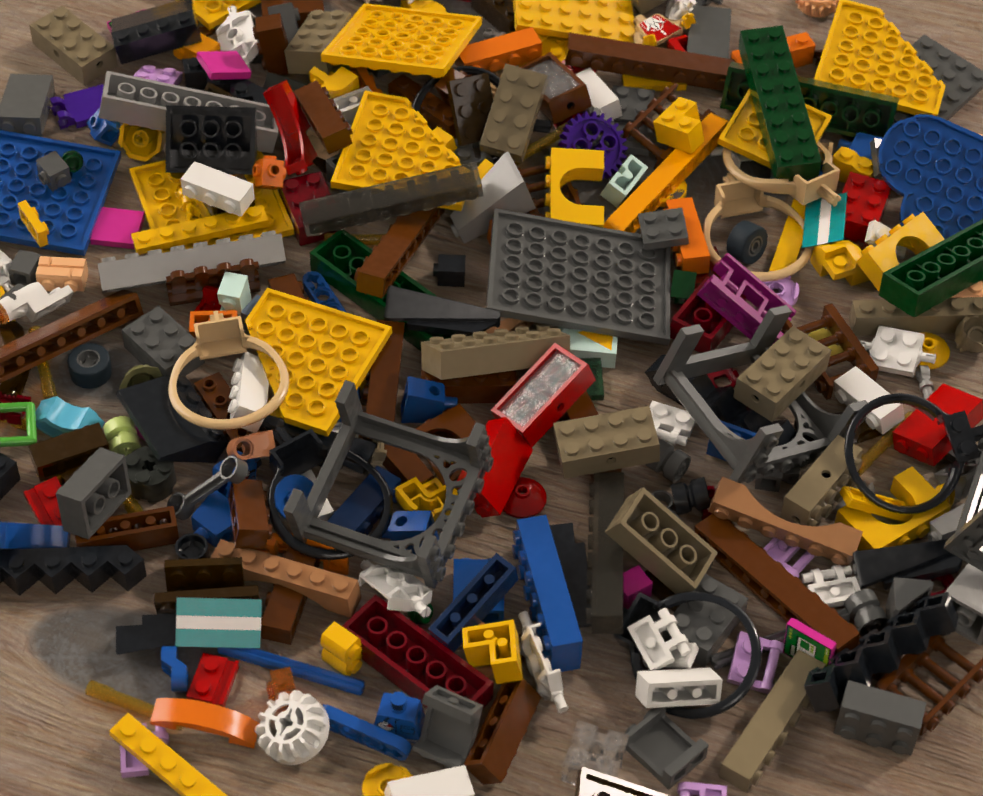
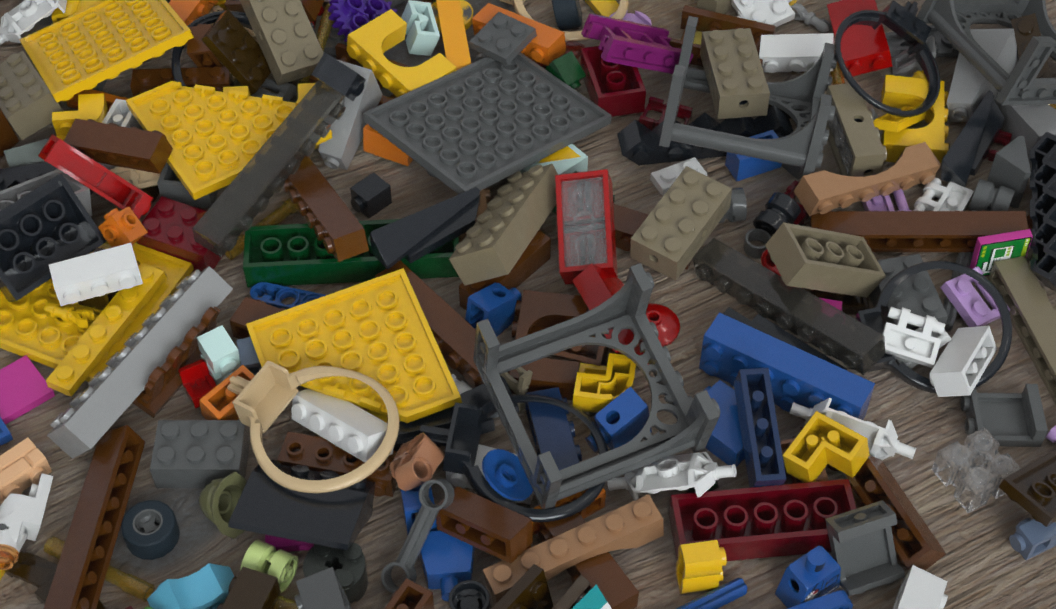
camera: 45 degrees left, 0 degrees up
(492, 169) = (339, 77): none -> black slope

